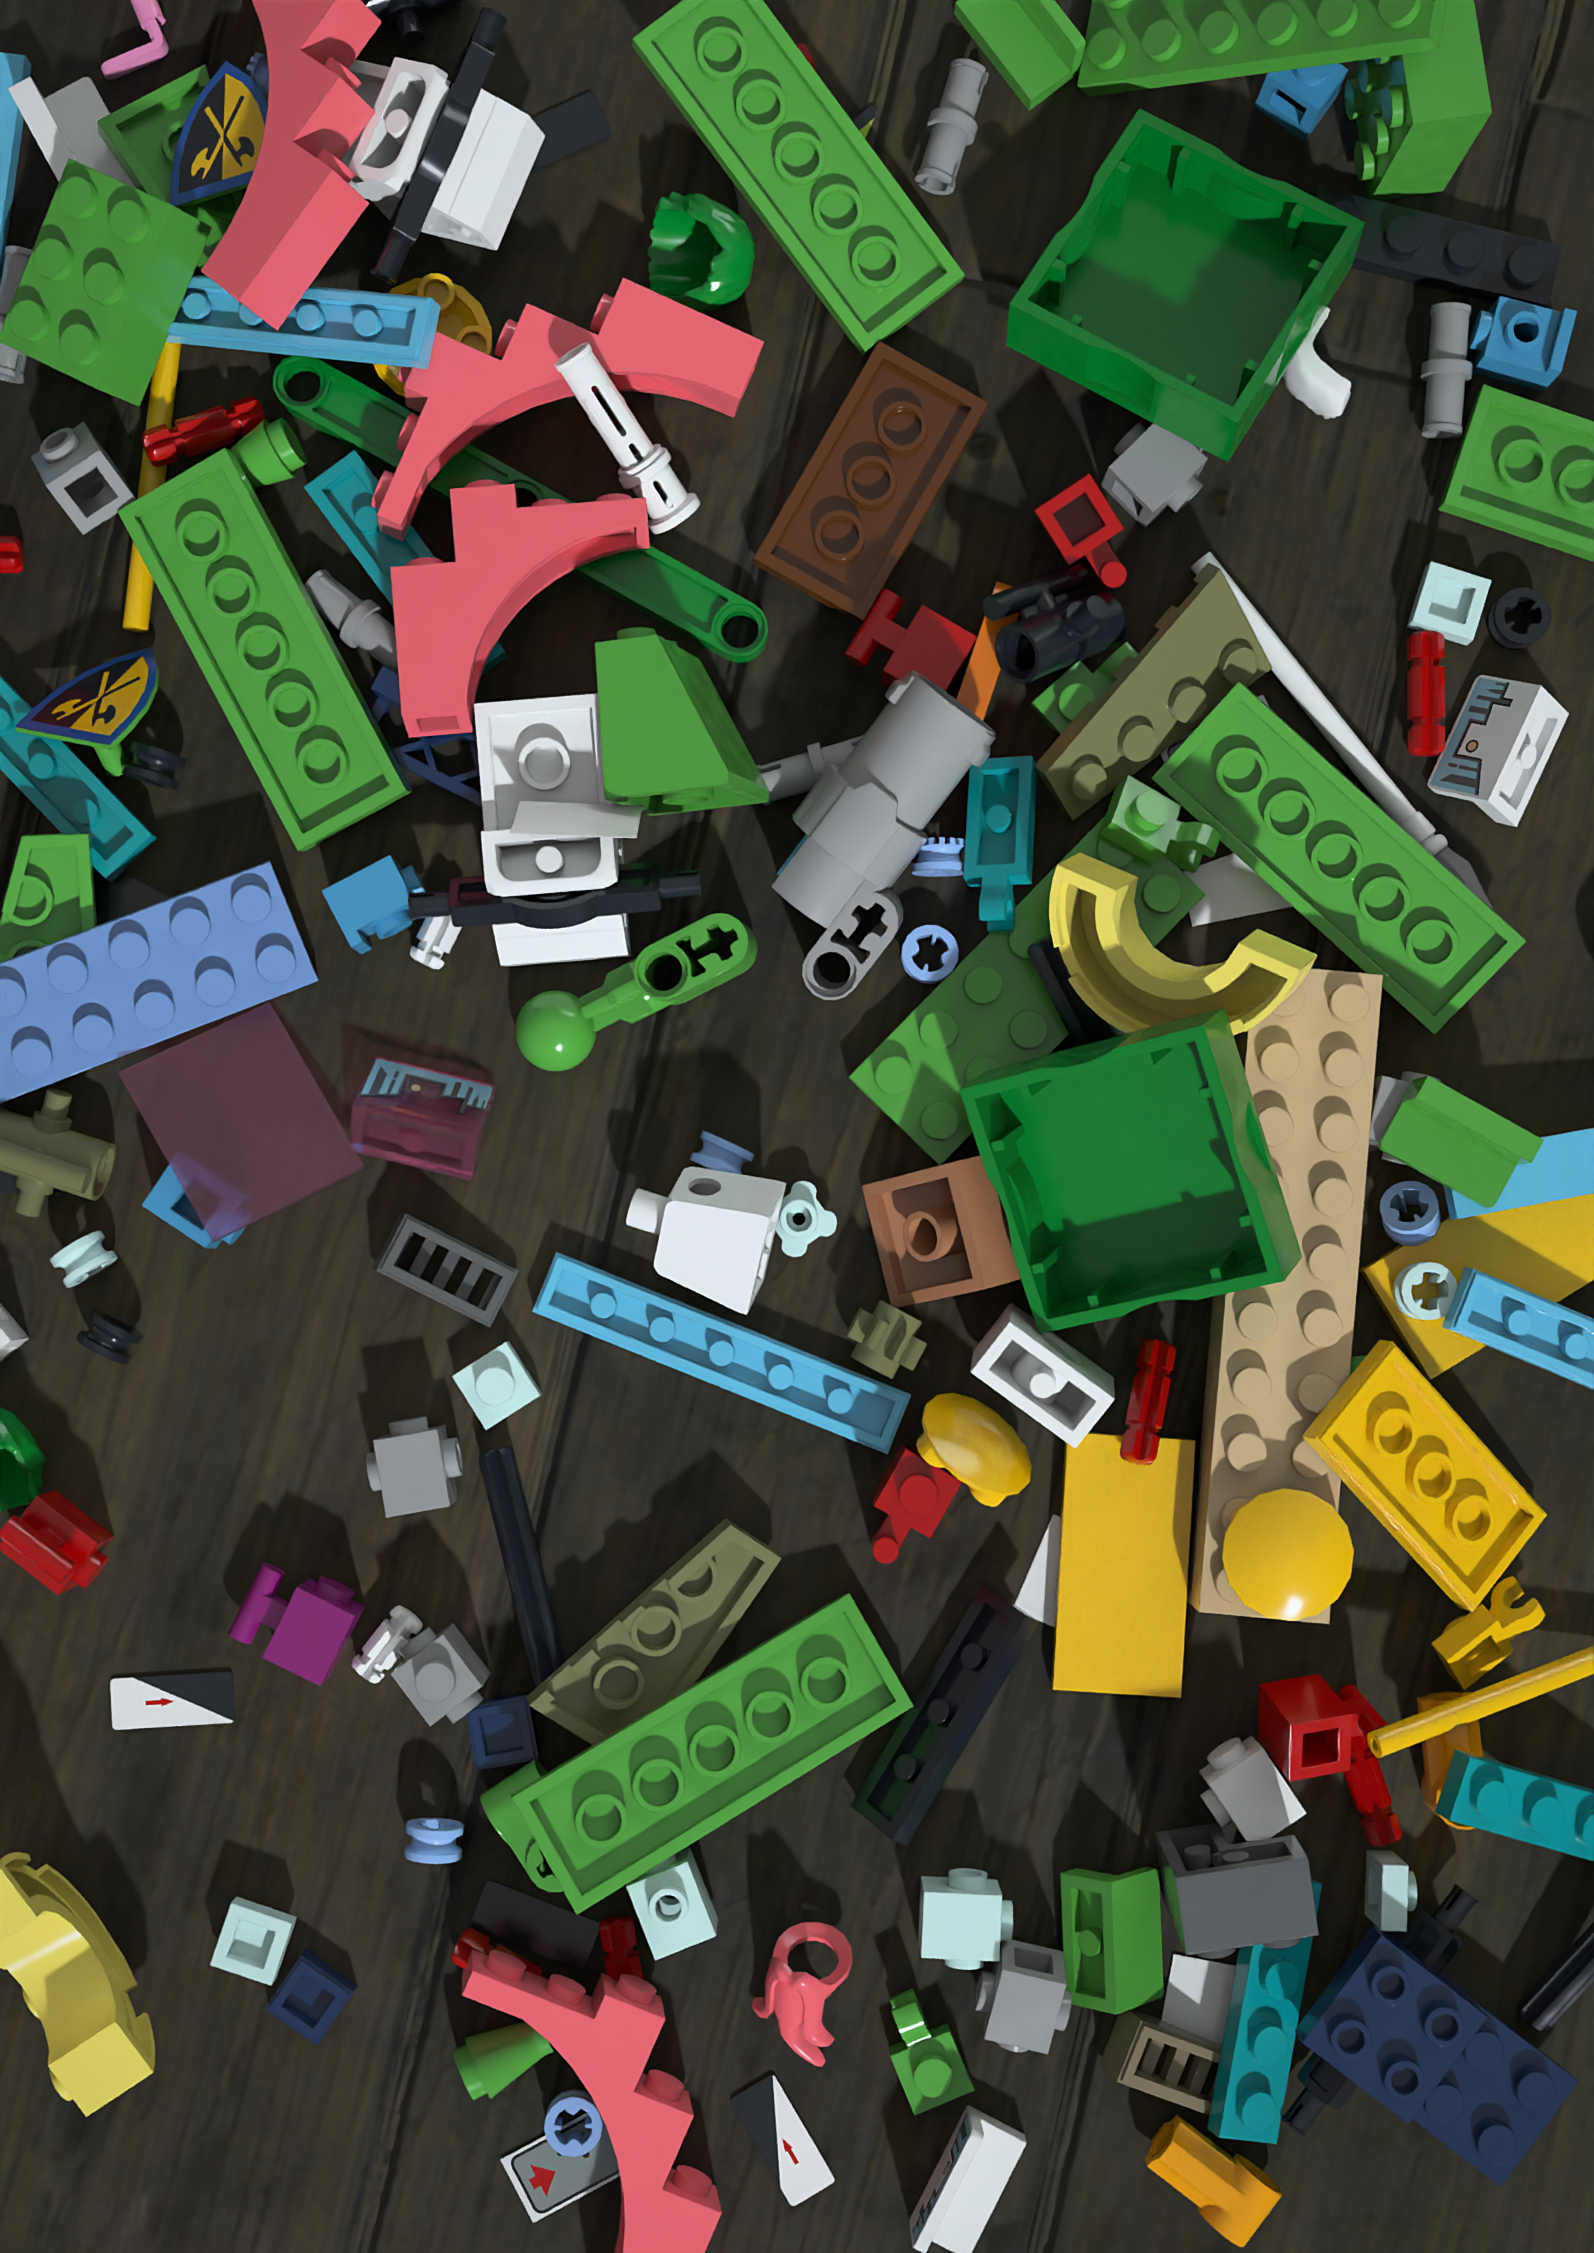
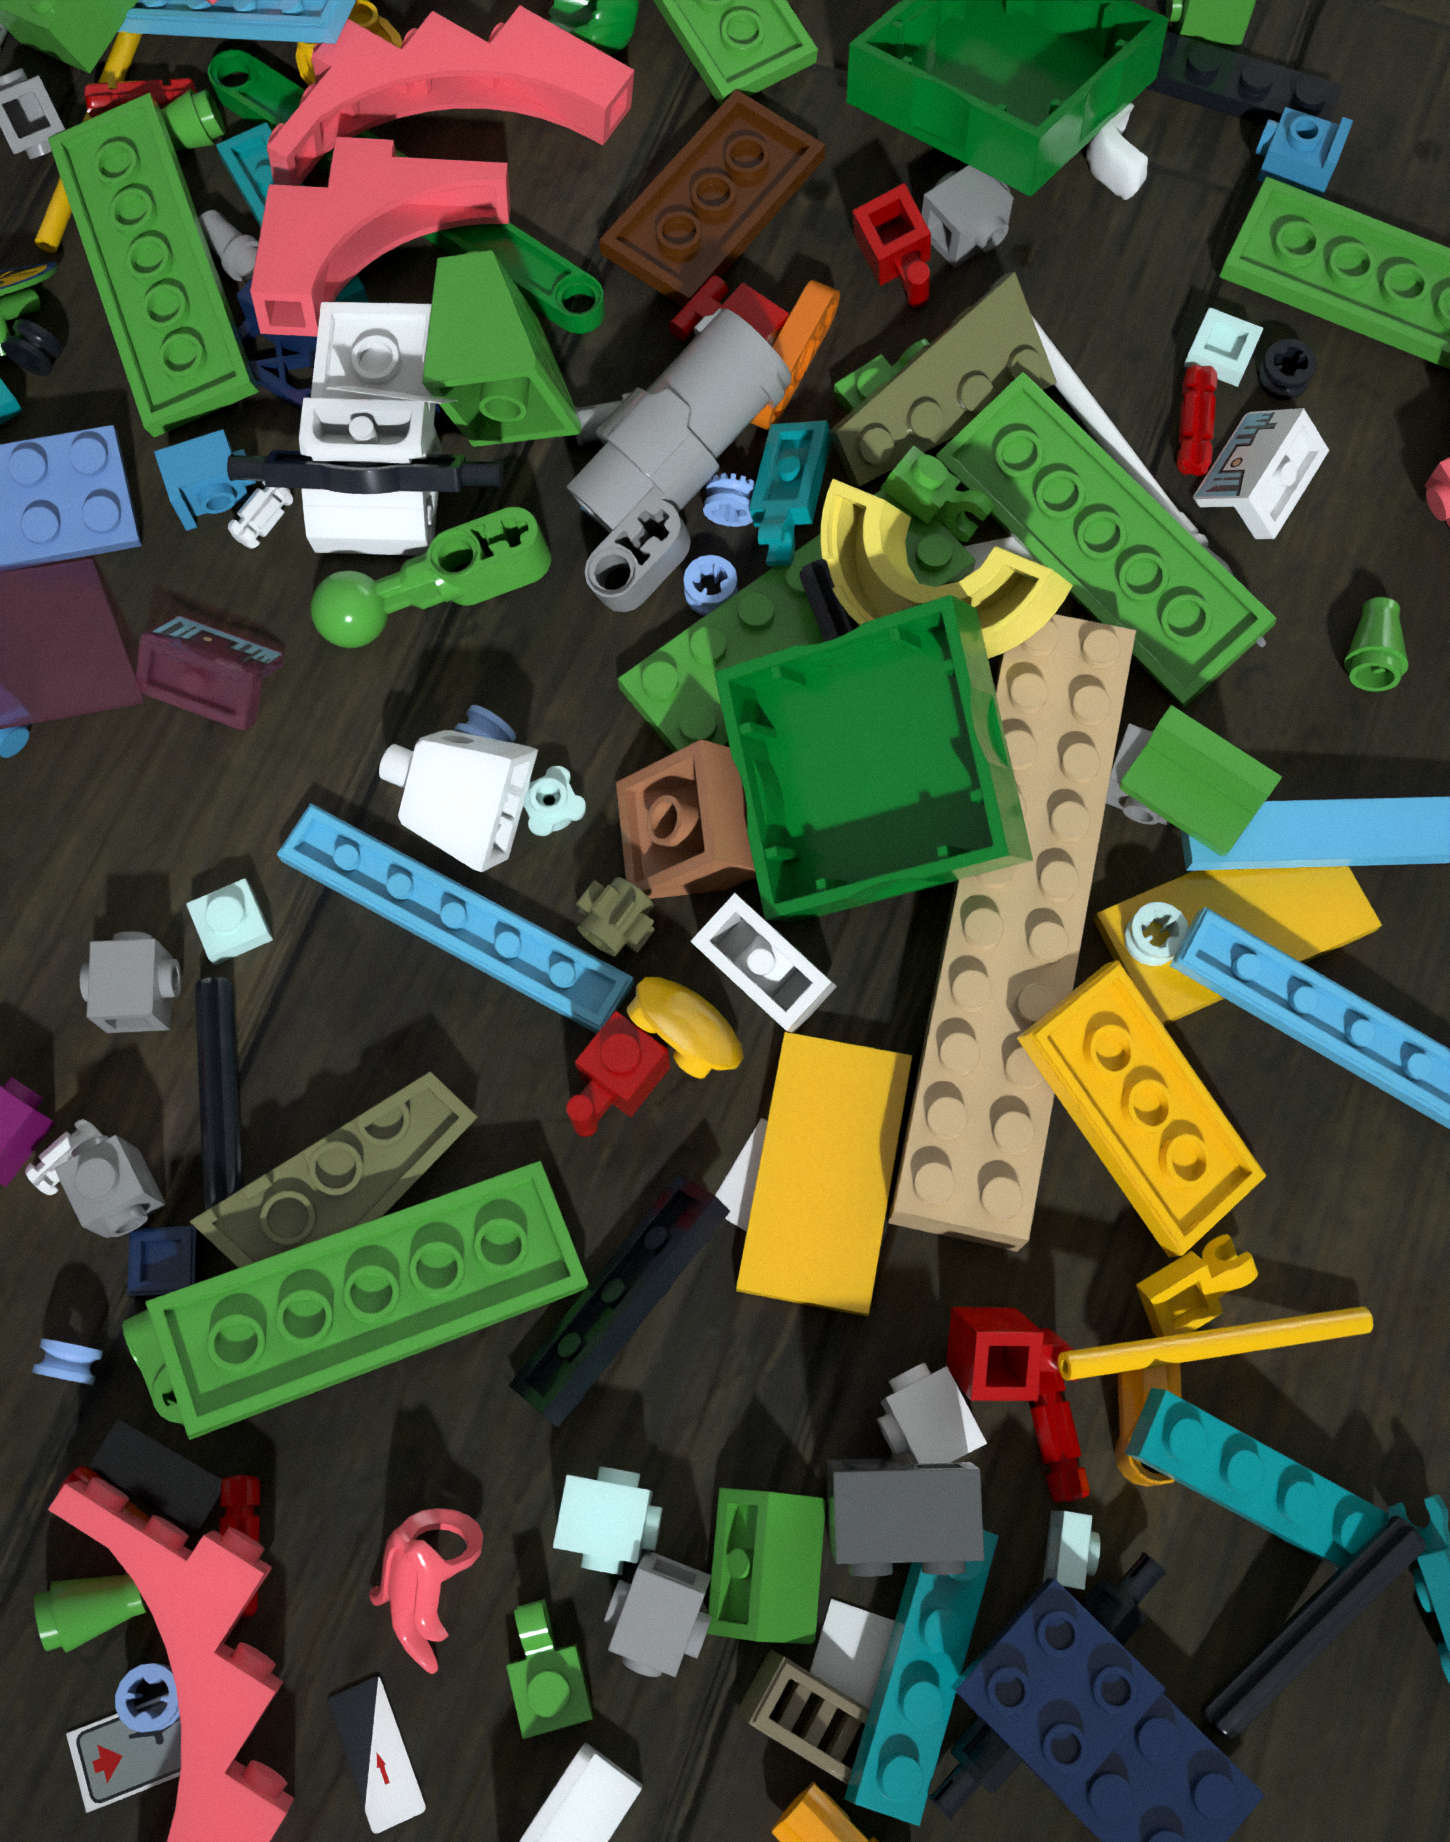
camera: 10 degrees right, 15 degrees down
(396, 1243) = (162, 774): dark grey slope -> none
(637, 471) = (521, 151): white pin -> none
(676, 1922) = (319, 1468): light aqua brick -> none
(1052, 627) = (858, 314): black pin -> none
(1148, 1402) = (867, 1010): red axle -> none
(1287, 1554) = (990, 1153): yellow dish -> none
(1410, 1232) = (1150, 850): light blue bush -> none
(1446, 370) = (1234, 168): light grey pin -> none

